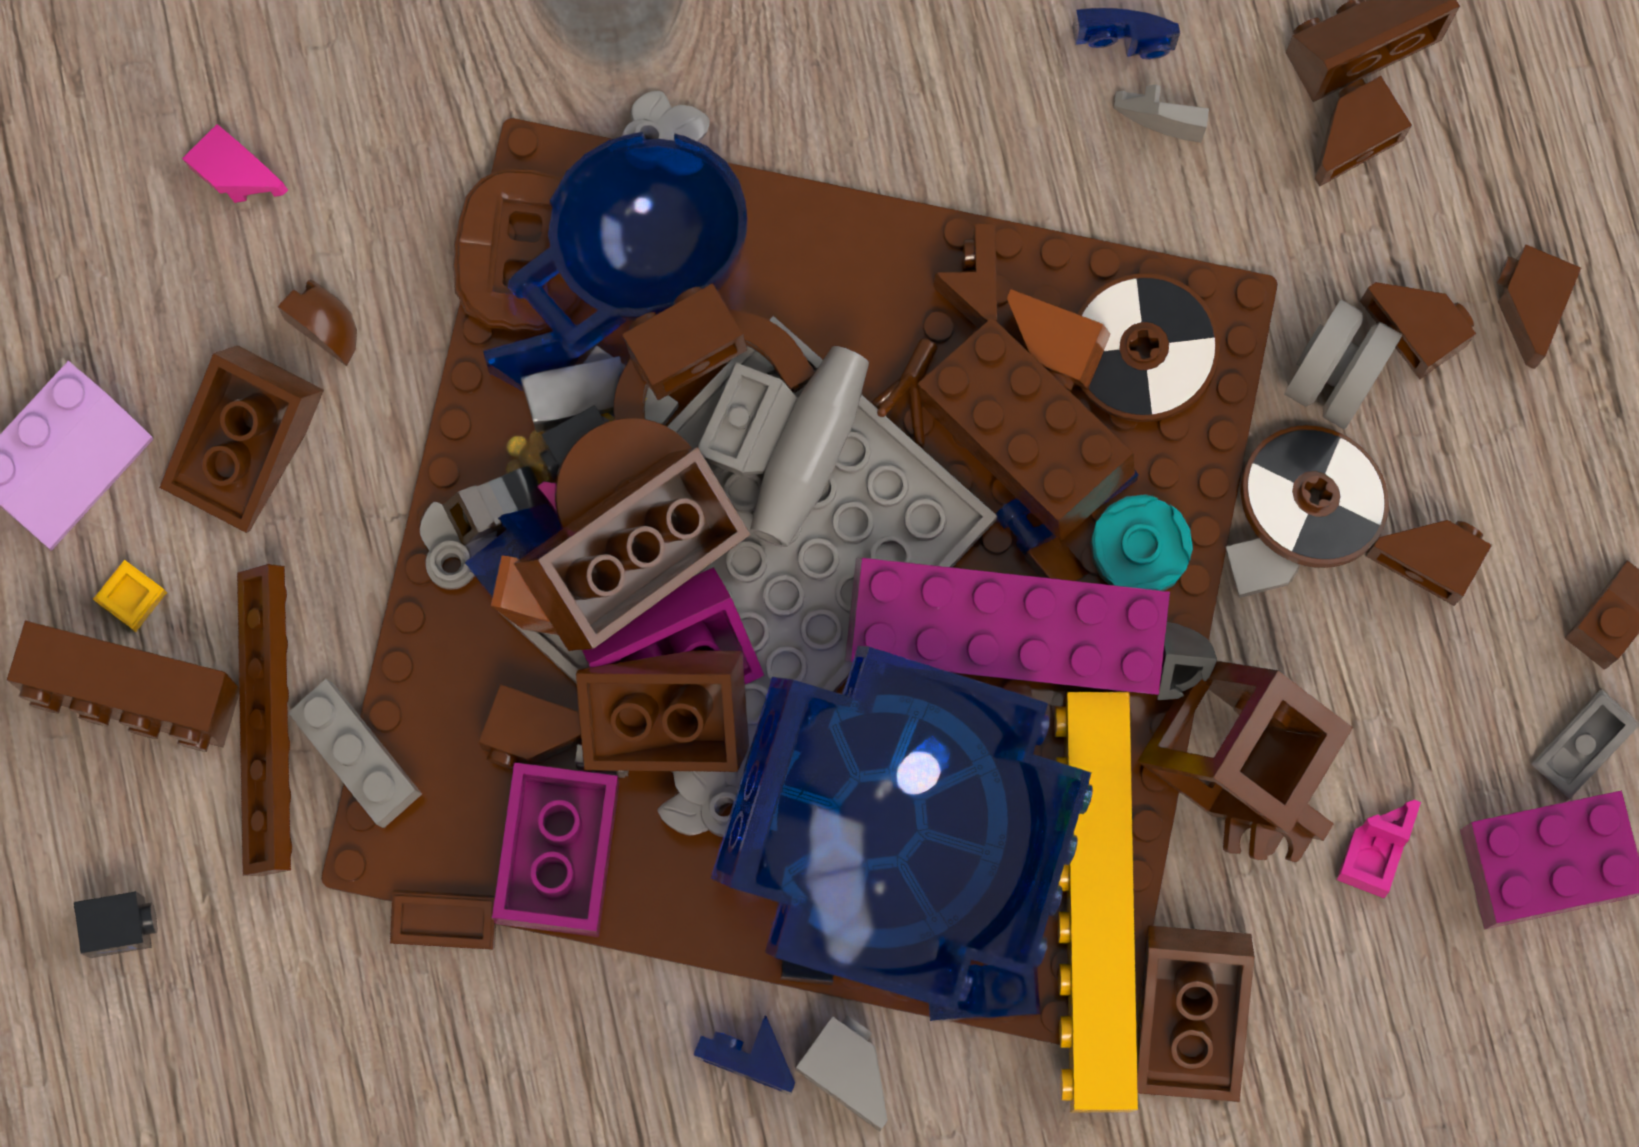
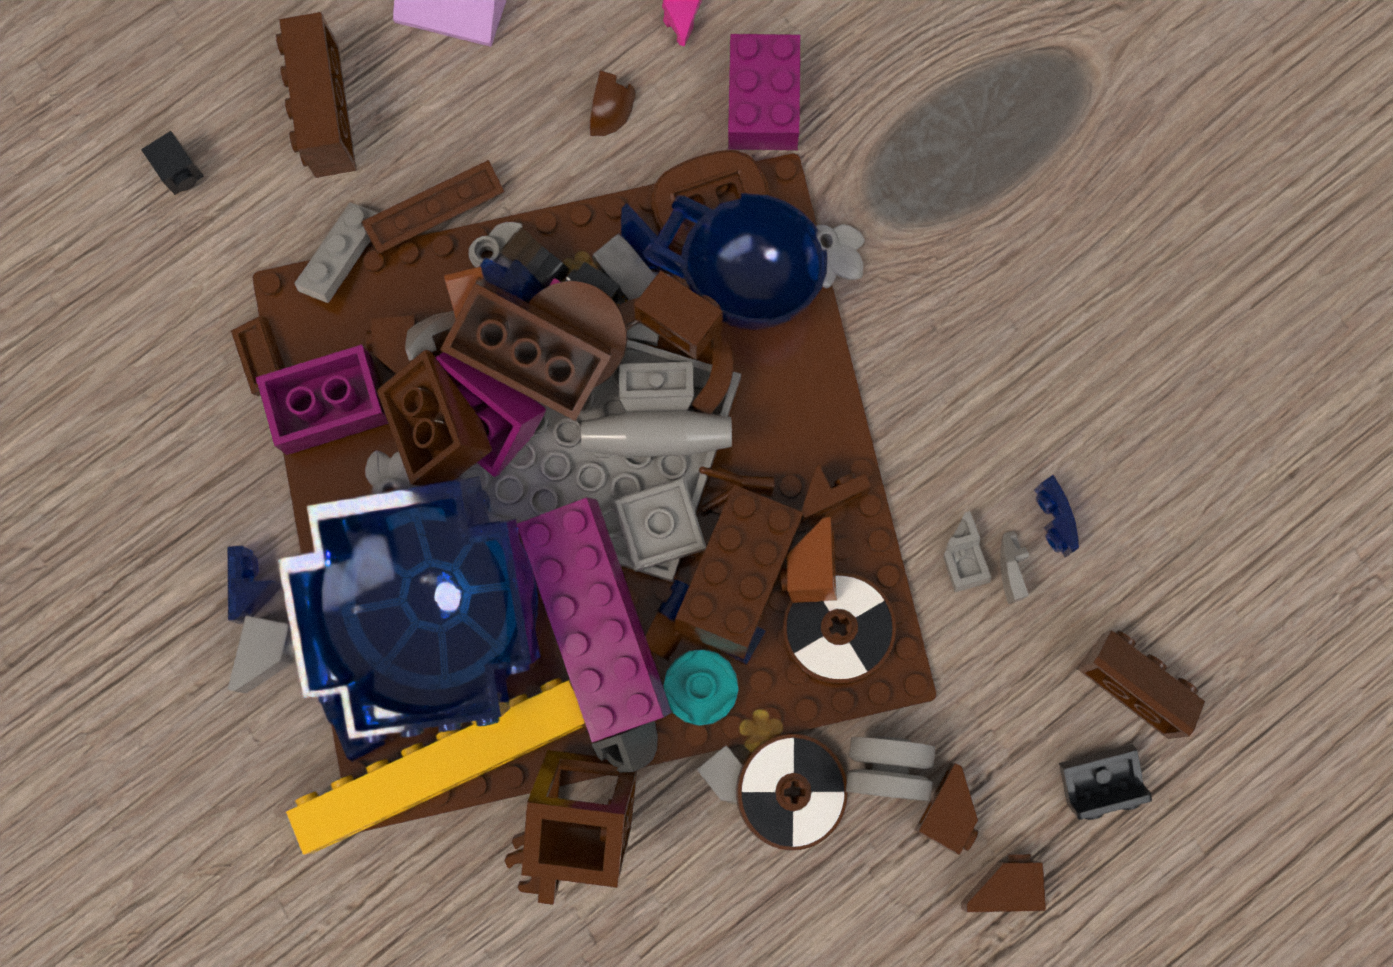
camera: 75 degrees right, 0 degrees up
(130, 596) = (384, 78): yellow tile -> none
(240, 436) = (513, 91): reddish brown slope -> none
(264, 721) = (327, 195): reddish brown plate -> none
(353, 605) = (432, 207): none -> reddish brown plate
(407, 118) = (764, 92): none -> magenta brick
(536, 675) = (420, 335): none -> light grey slope
(922, 498) = (659, 524): none -> light grey tile
(1122, 164) = (964, 557): none -> light grey slope
(1194, 1013) = (397, 865): reddish brown slope -> none
(1224, 498) = (760, 730): none -> clear yellow plant
(1360, 127) = (1071, 708): reddish brown slope -> none
(1377, 848) = (565, 944): dark pink slope -> none
(1434, 557) = (788, 897): reddish brown slope -> none
(1463, 134) = (1104, 783): none -> black bracket

